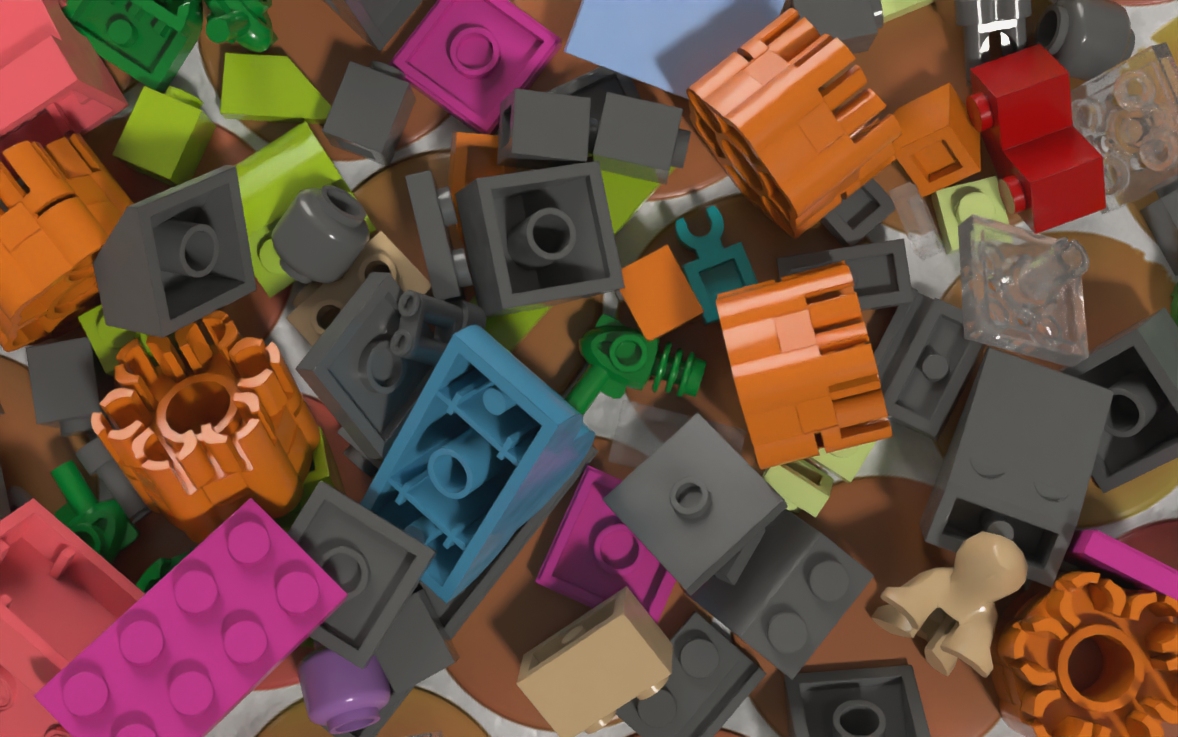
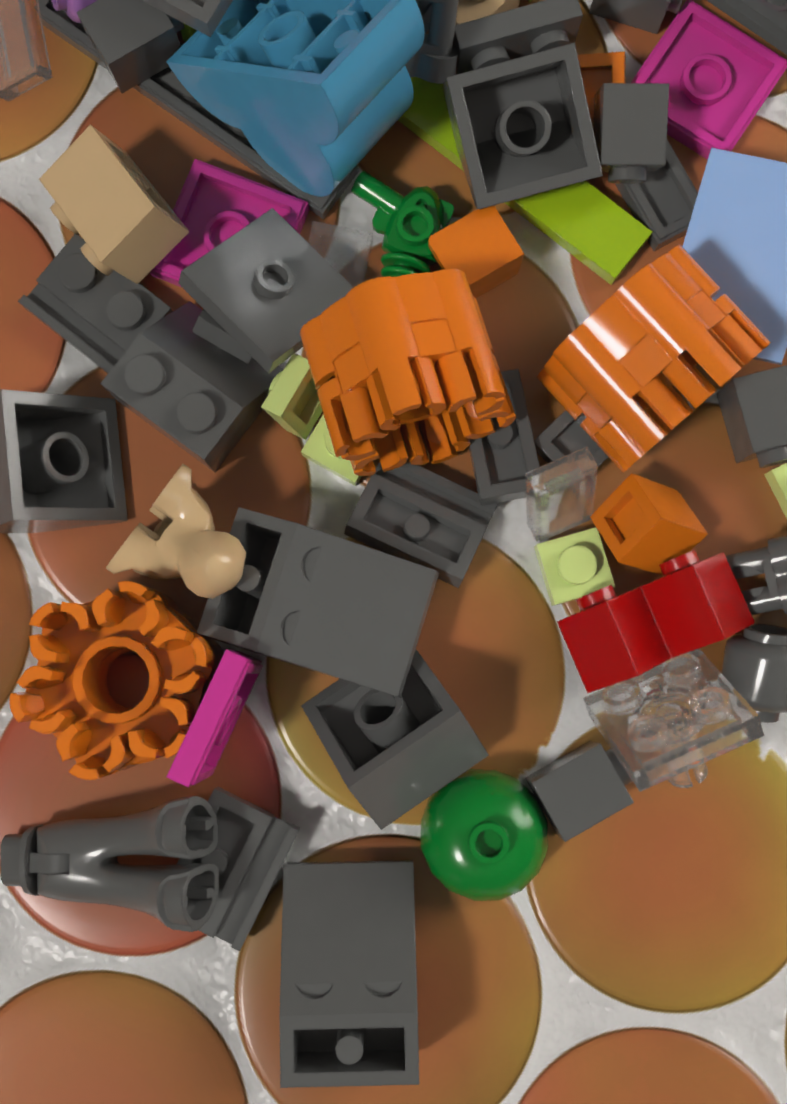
camera: 85 degrees right, 0 degrees up
(640, 138) = (628, 222): dark grey brick -> none
(715, 267) = (508, 313): teal plate -> none
(1044, 274) = (519, 631): clear plate -> none

